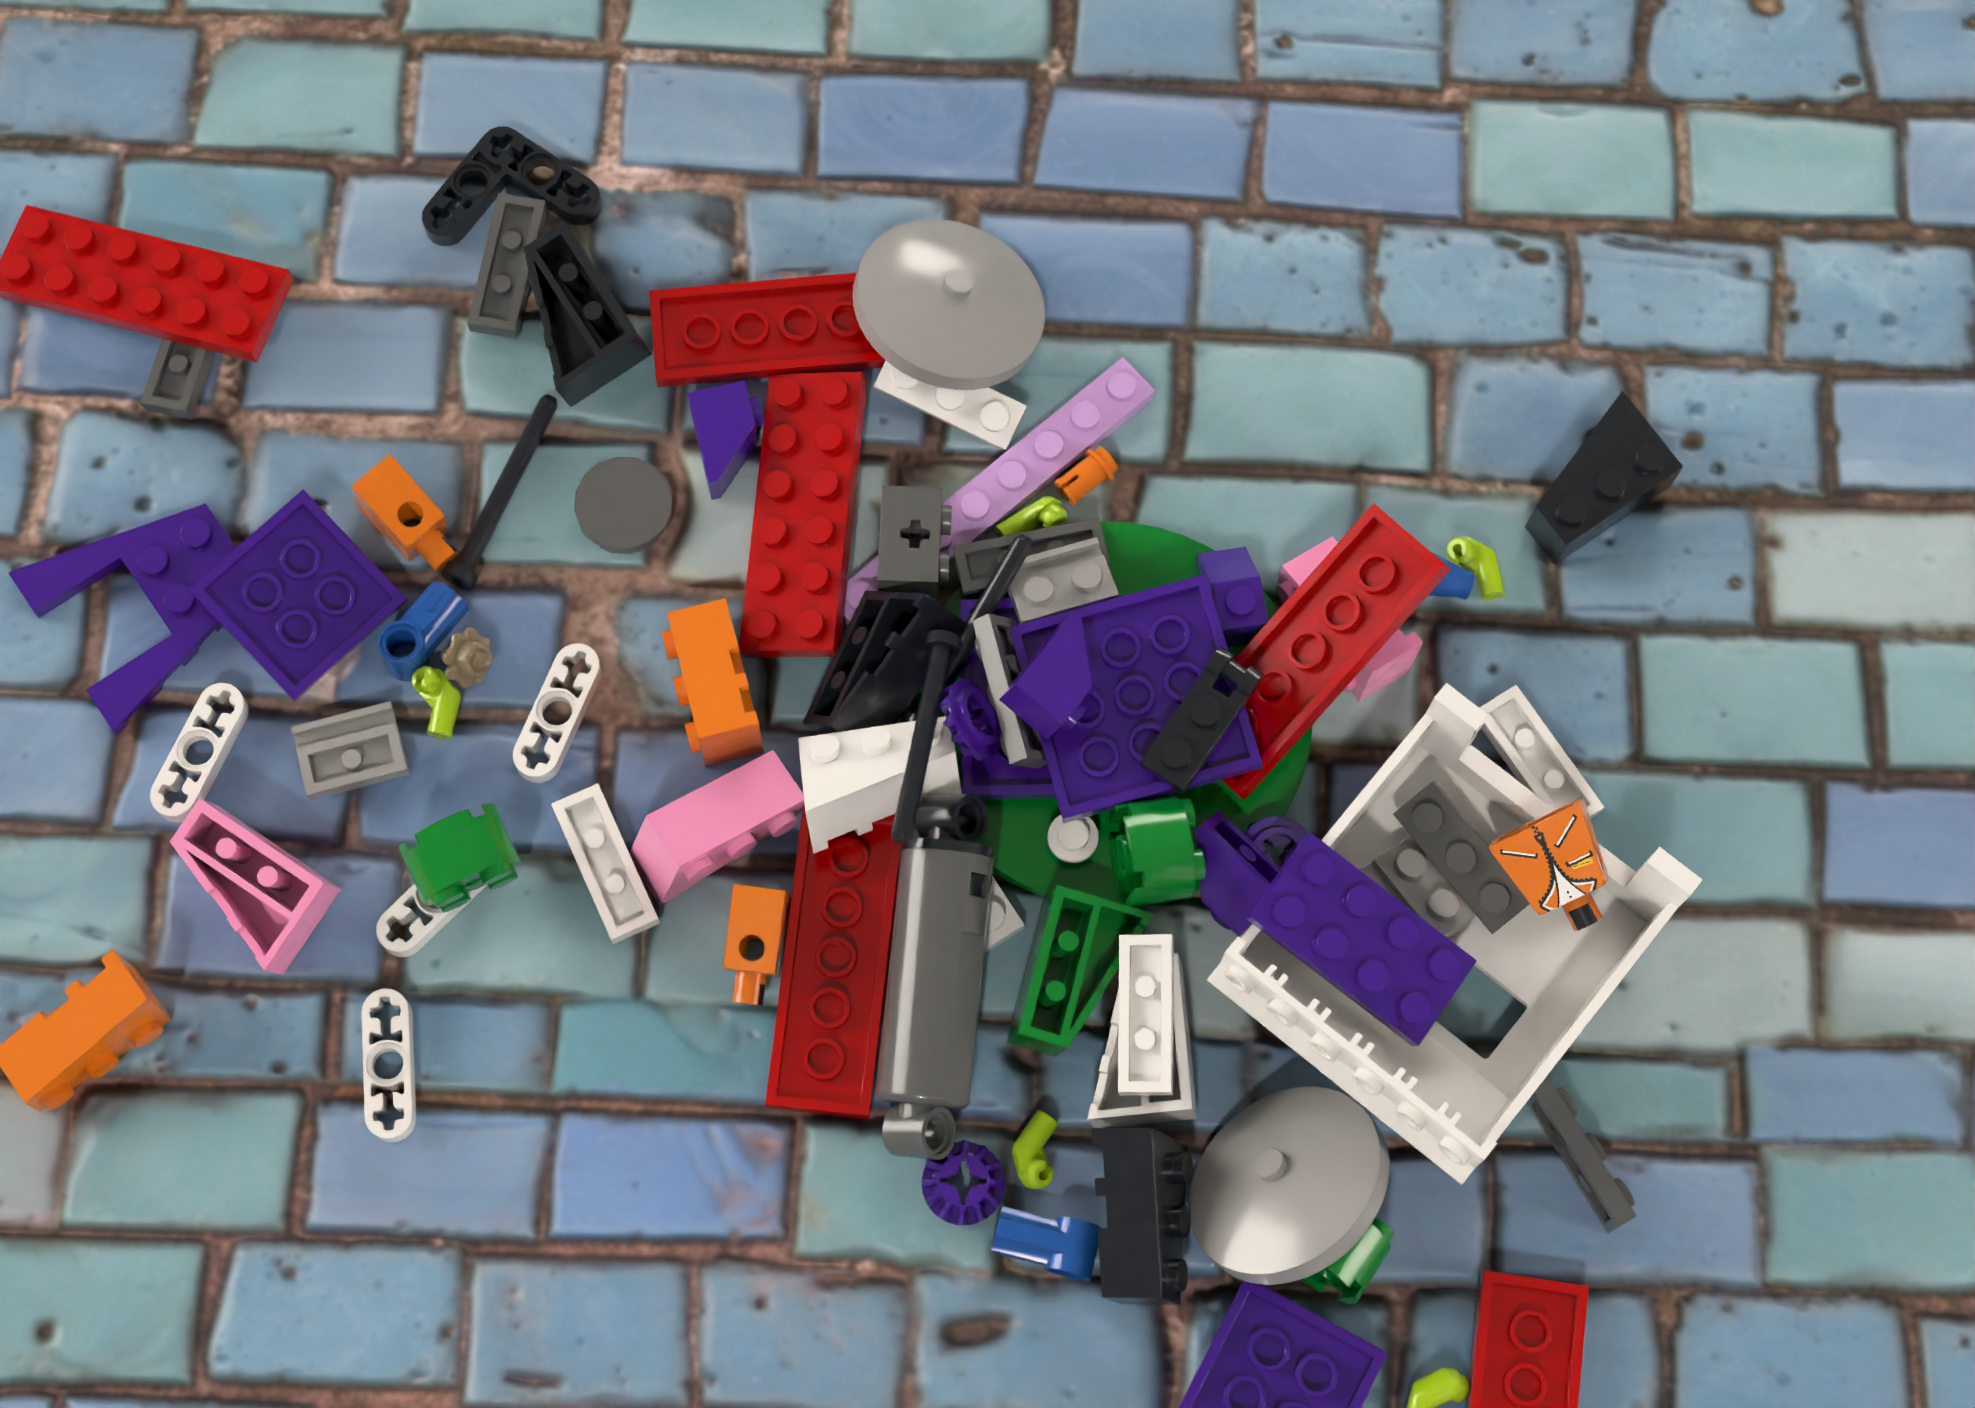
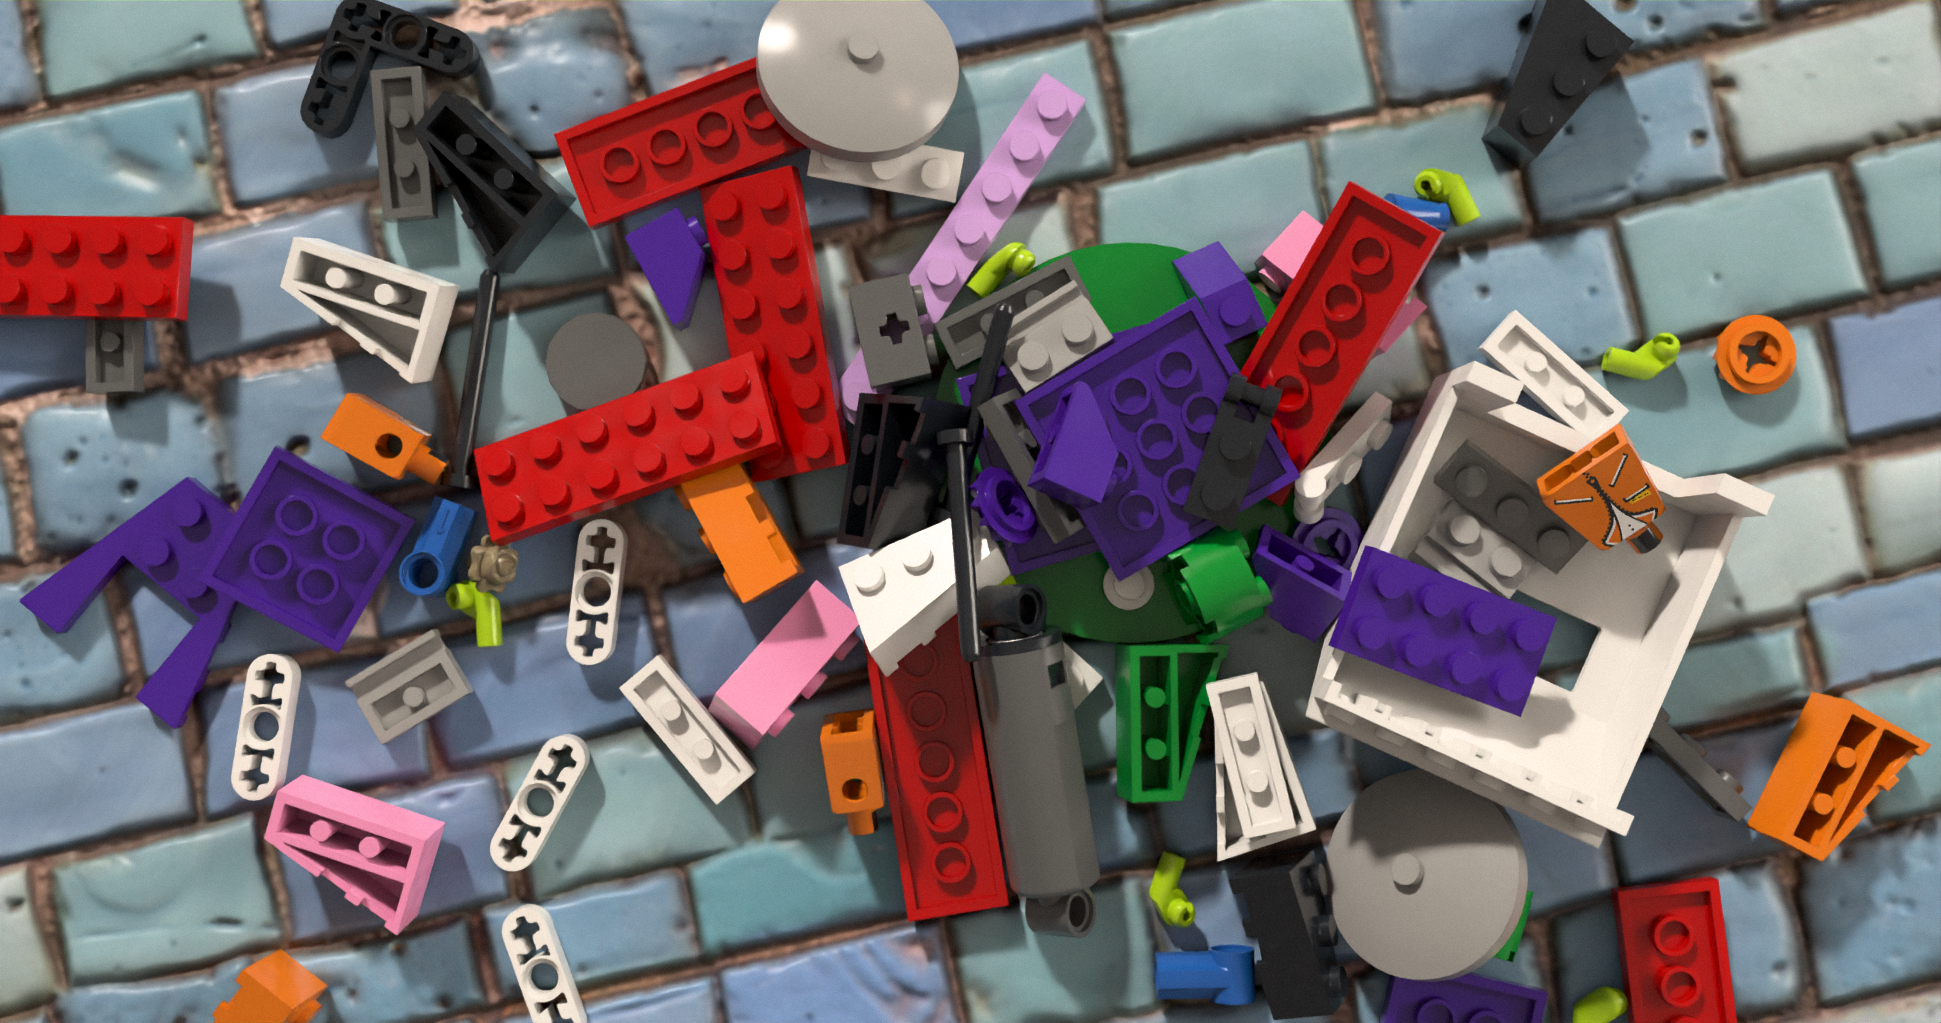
camera: 15 degrees left, 15 degrees up
(440, 393) = (376, 302): none -> white wedge
(461, 857) = (548, 776): green brick -> none
(628, 583) = (626, 449): none -> red plate
(981, 1199) = (1133, 950): dark purple gear -> none
(1086, 475) = (1041, 207): orange pin -> none
(1310, 771) = (1342, 457): none -> white plate
(1635, 770) = (1646, 361): none -> lime arm
(1725, 1206) = (1830, 774): none -> orange wedge
(1738, 768) = (1775, 347): none -> orange gear

